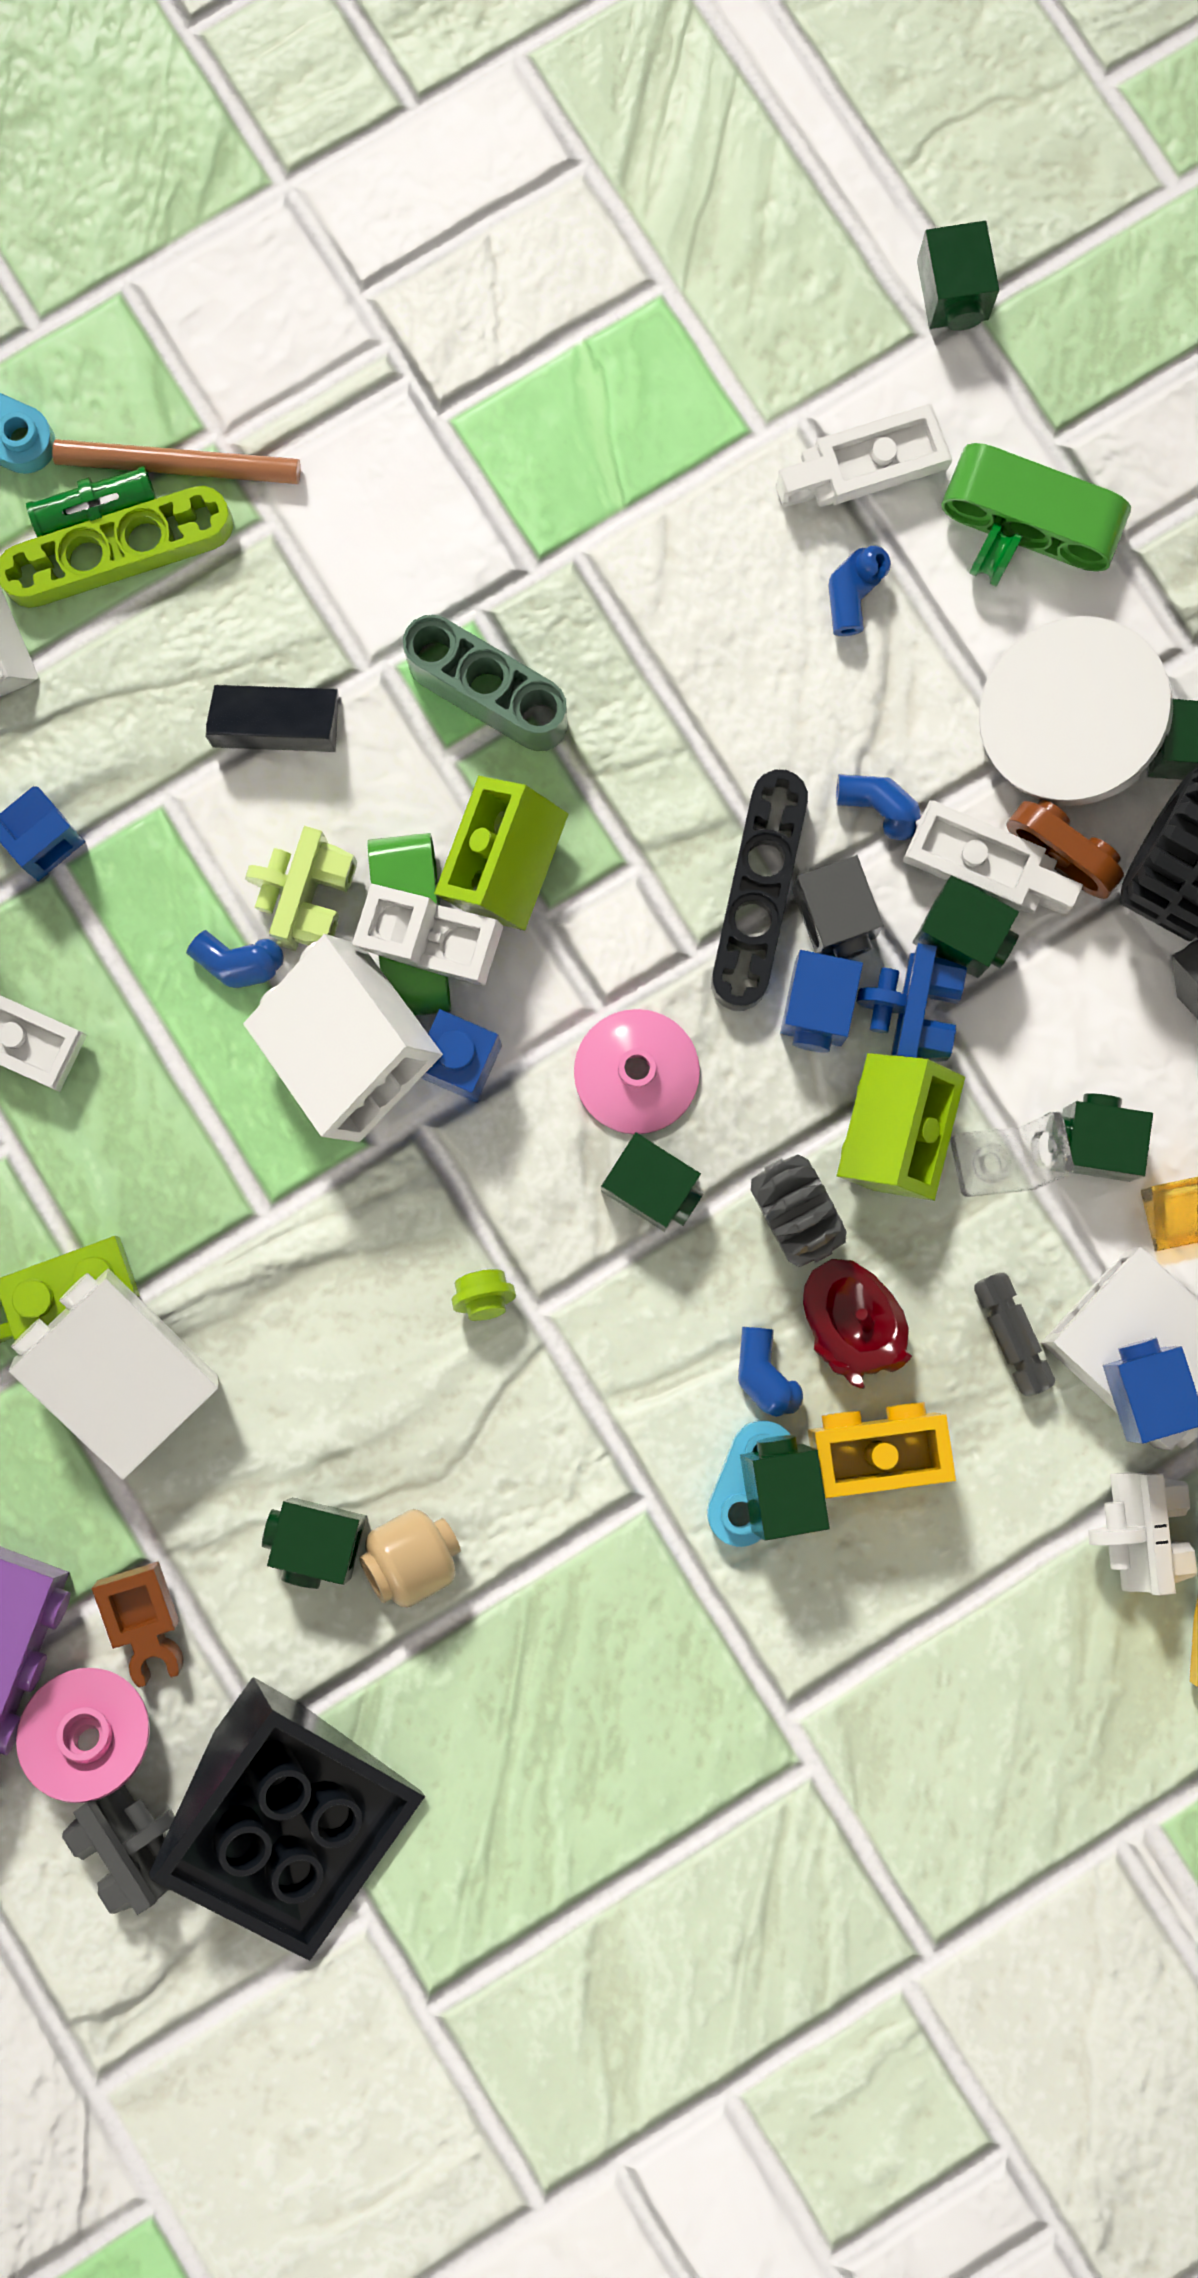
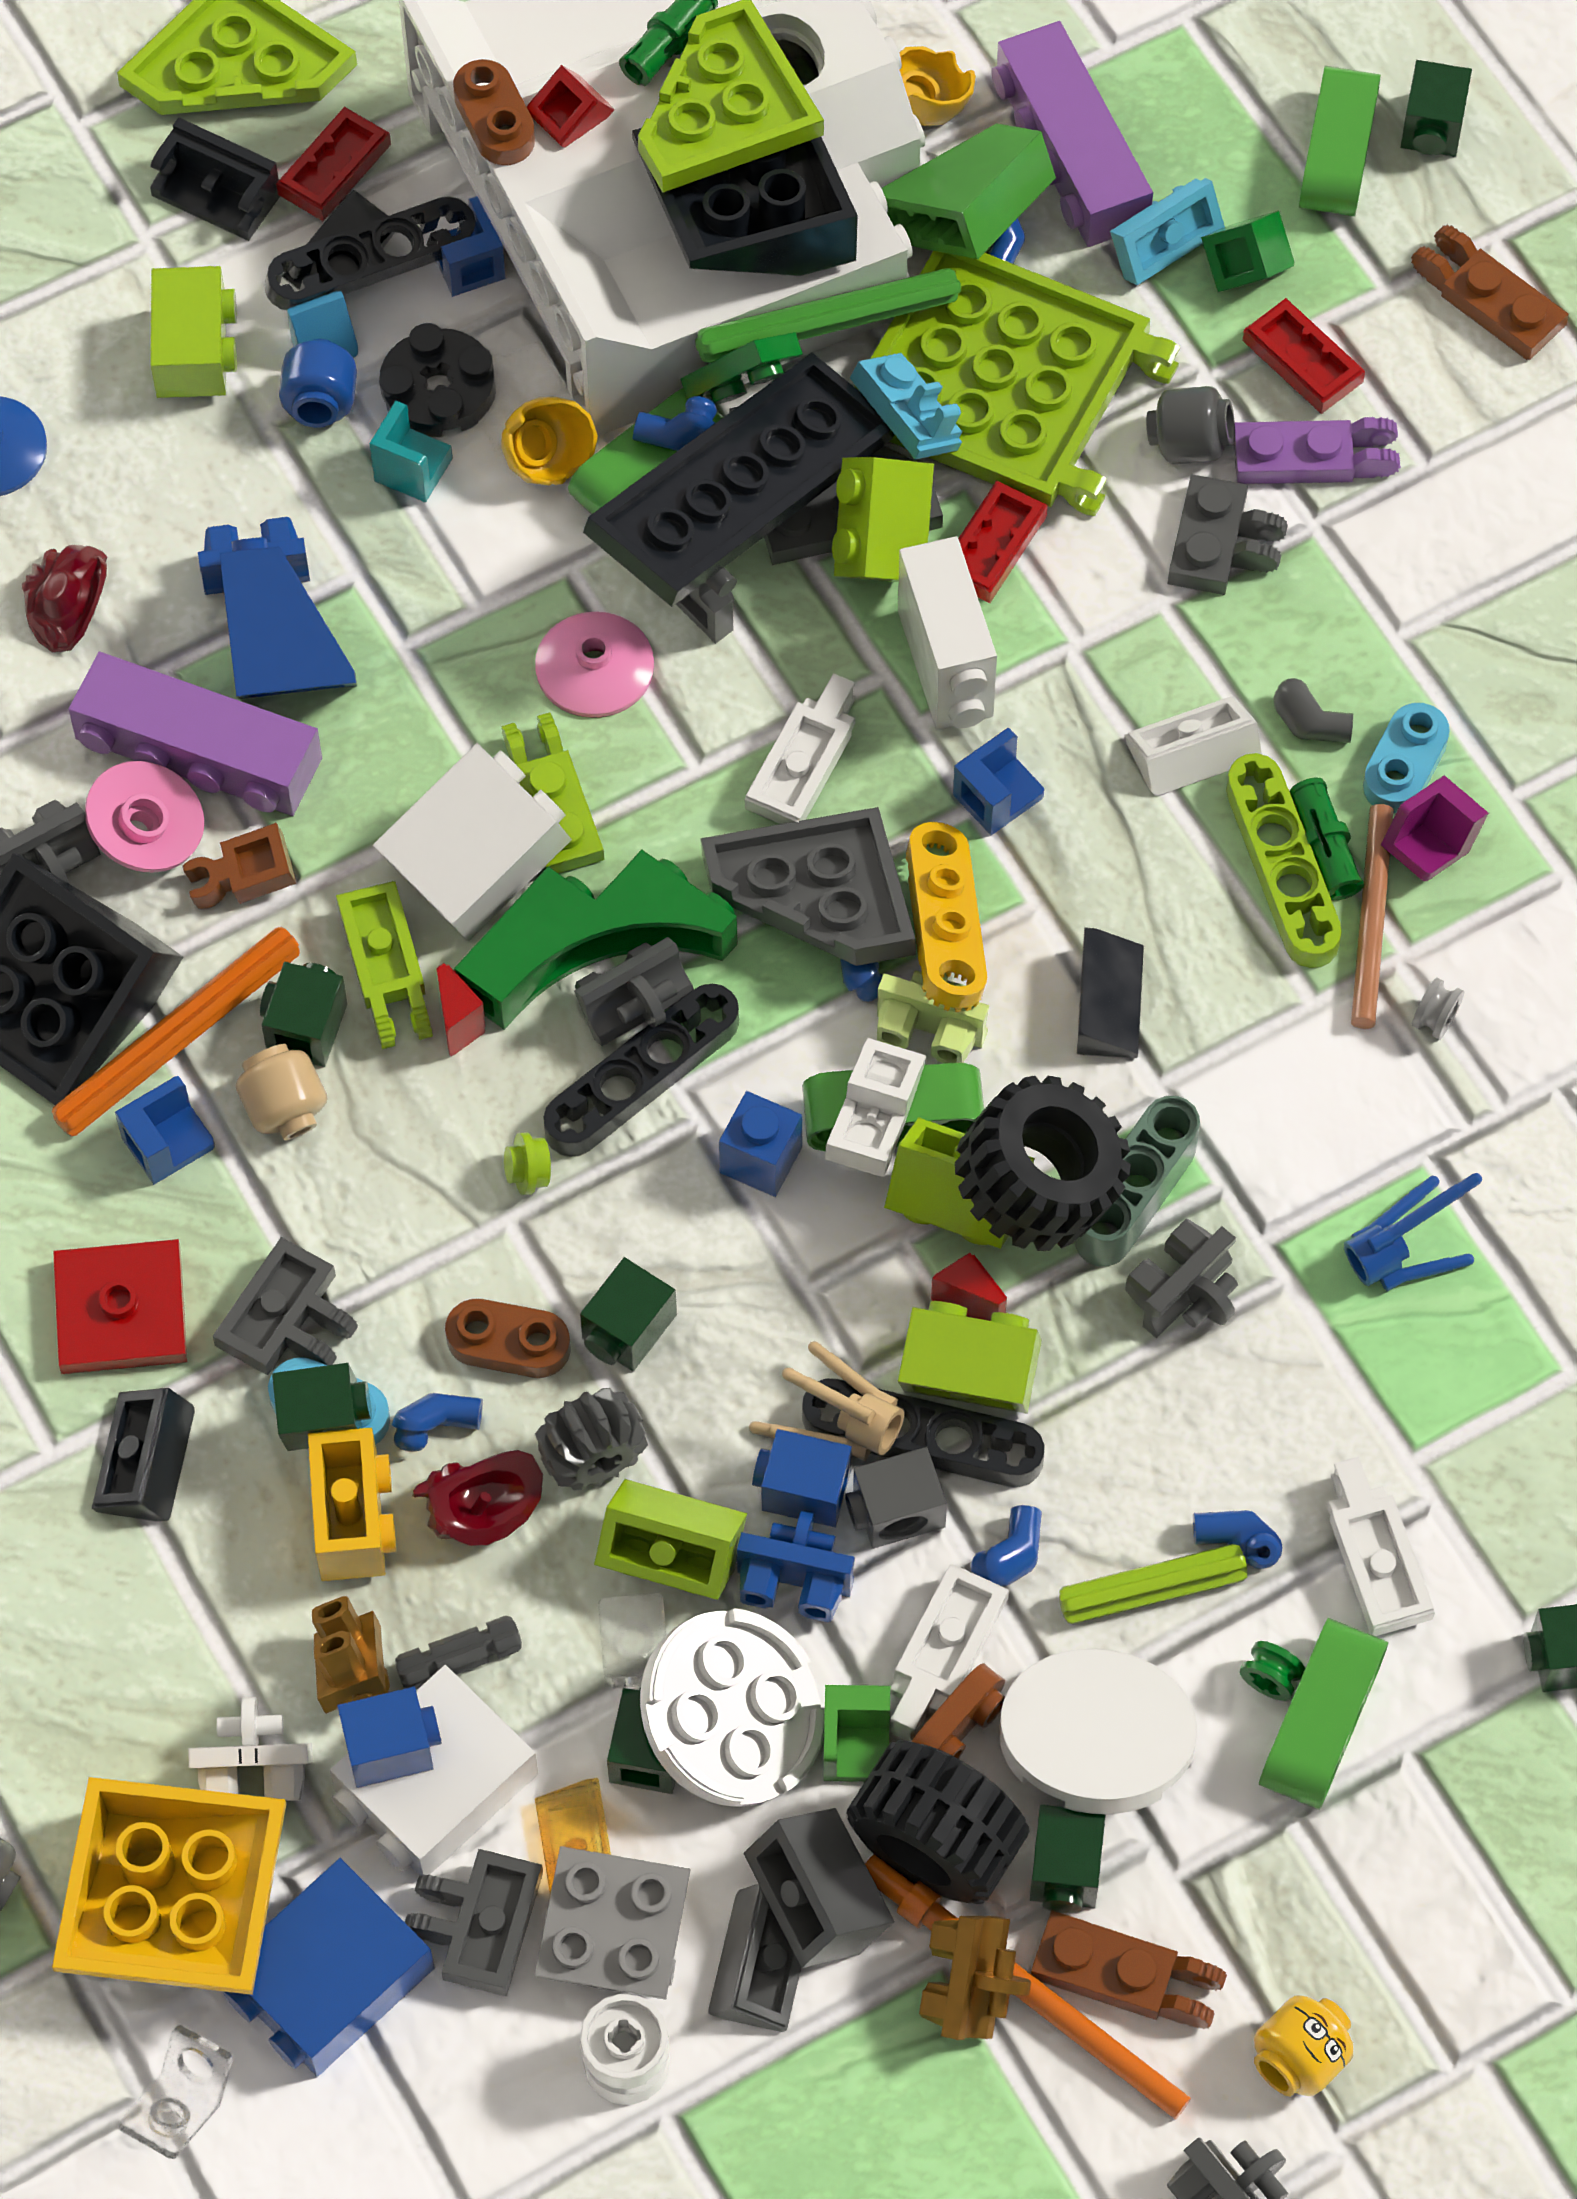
camera: 90 degrees right, 20 degrees down
(84, 391) = (1434, 828): none -> magenta panel
(156, 1006) = (819, 882): none -> dark grey plate
(196, 874) = (946, 916): none -> yellow plate
(210, 1273) = (563, 928): none -> green arch
(244, 1461) = (384, 957): none -> lime hinge
(286, 394) = (1438, 1008): none -> light grey bush
(287, 1192) = (633, 991): none -> dark grey hips
(308, 1376) = (461, 1010): none -> red slope
(335, 1677) = (175, 1031): none -> orange axle
(341, 1039) = (775, 1030): white brick -> none
(363, 1189) = (648, 1075): none -> black beam
(456, 1679) = (164, 1130): none -> blue panel
(502, 712) = (1065, 1130): none -> black tyre
(555, 453) = (1379, 1248): none -> blue plant
(611, 840) = (969, 1286): none -> red slope
(612, 653) = (1202, 1262): none -> dark grey hips
(630, 1103) = (748, 1342): bright pink dish -> none
(651, 1544) = (277, 1305): none -> dark grey hinge
(652, 1709) = (120, 1306): none -> red plate
(672, 1305) = (505, 1341): none -> dark orange plate
(691, 839) = (970, 1357): none -> lime brick
(771, 939) = (868, 1420): none -> tan plant
(815, 1669) = (144, 1454): none -> black slope
(908, 668) = (1153, 1584): none -> lime axle
(969, 927) = (871, 1613): dark green brick -> none
(1046, 1440) = (347, 1654): none -> pearl gold hips
(1075, 1059) = (732, 1708): none -> white tile
(1078, 944) = (854, 1730): none -> bright green panel

